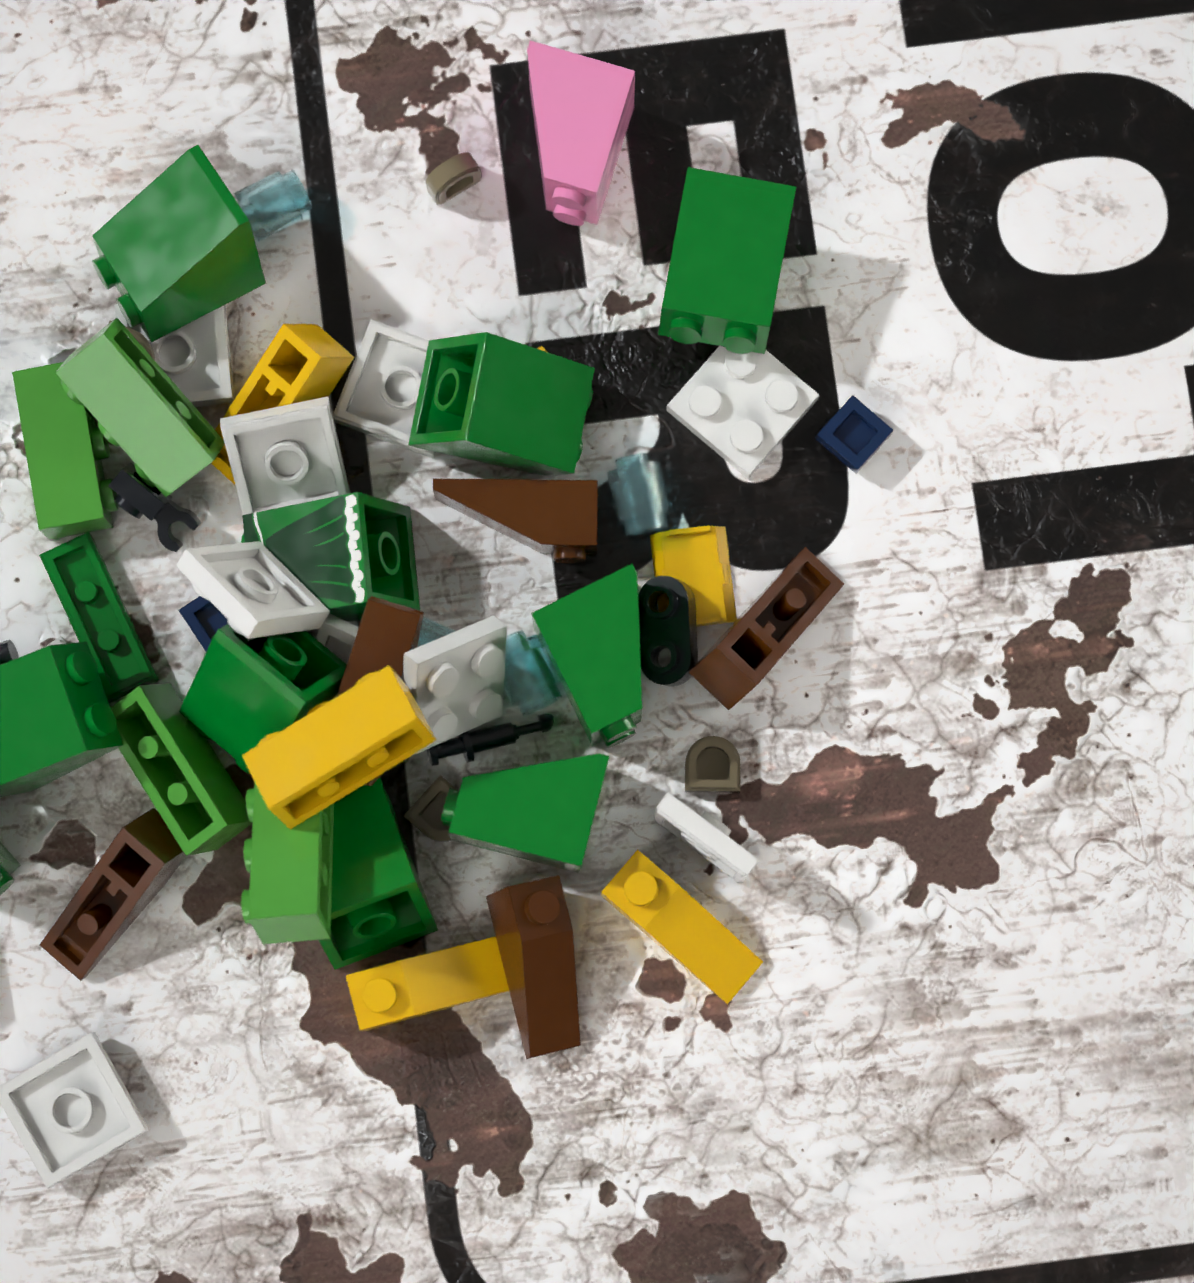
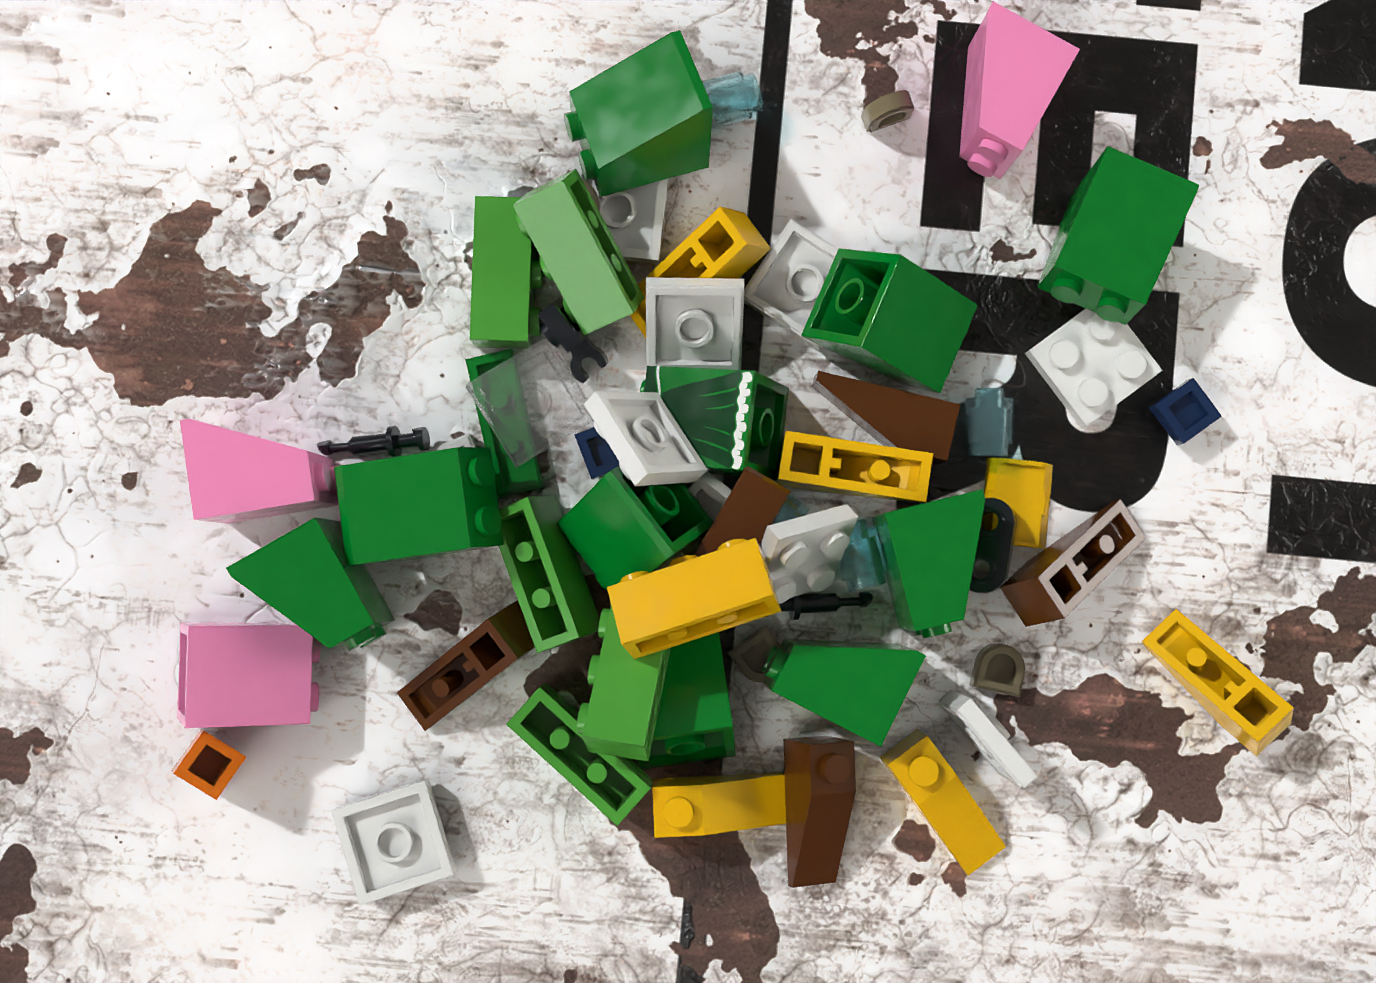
camera: 10 degrees right, 5 degrees up
(122, 584) = (531, 401): none -> clear tile
(273, 970) = (605, 780): none -> bright green brick
(491, 576) = (853, 468): none -> yellow slope
(957, 724) = (1219, 682): none -> yellow slope

